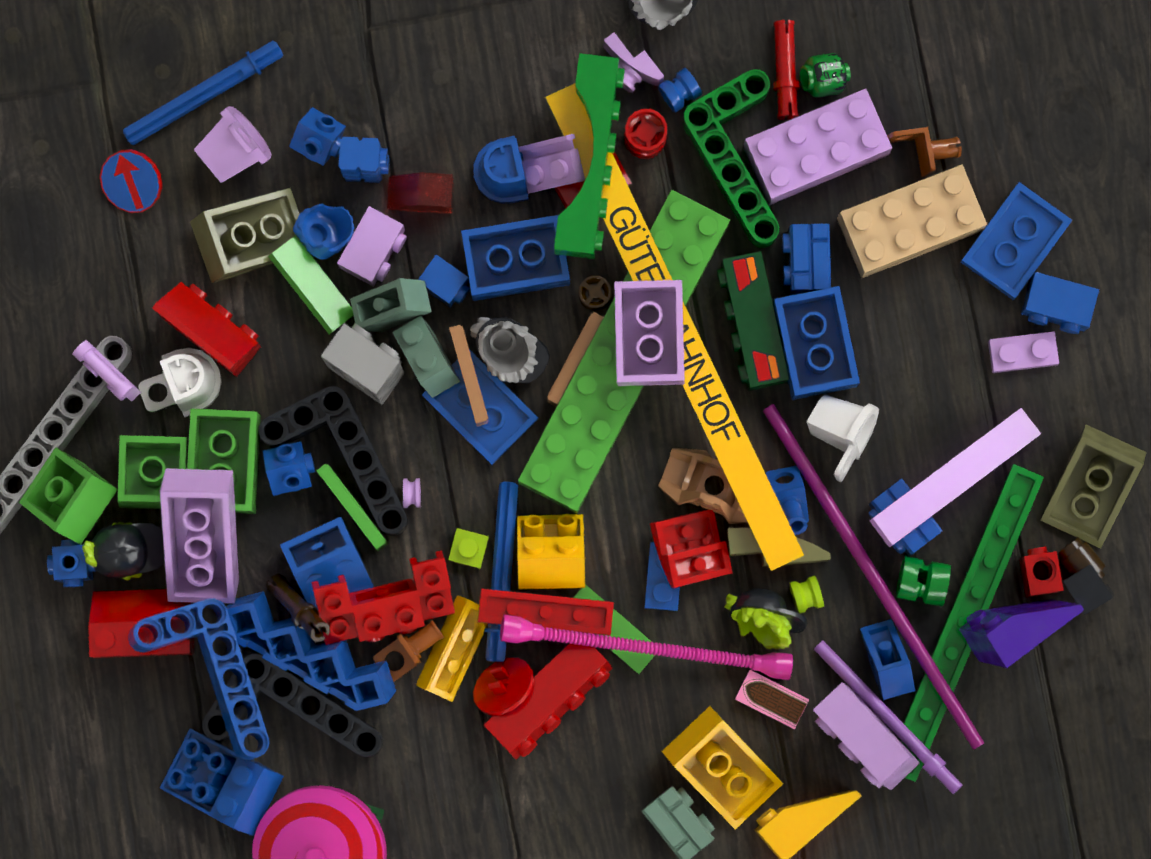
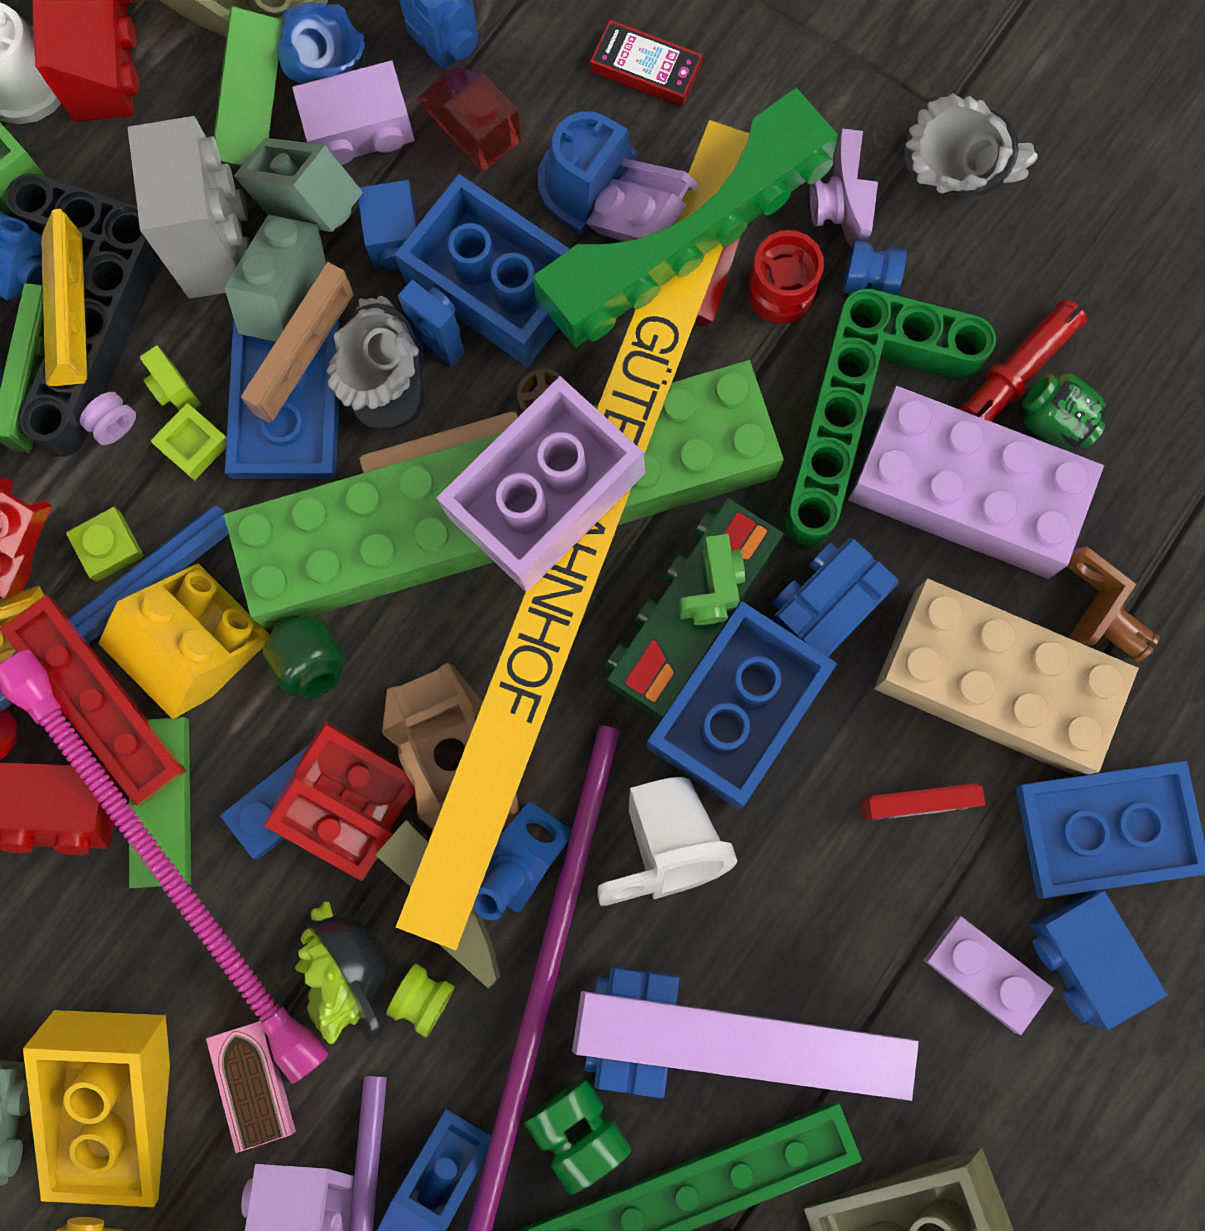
camera: 50 degrees right, 5 degrees down
(346, 462) = (63, 302): none -> yellow slope
(421, 450) = (166, 381): none -> lime plate
(459, 466) = (190, 441): none -> lime plate
(475, 88) = (646, 63): none -> tile
(517, 306) = (434, 321): none -> blue plate
(610, 506) = (304, 656): none -> dark green head
(756, 295) = (723, 572): none -> bright green bracket
(928, 308) = (922, 802): none -> red tile

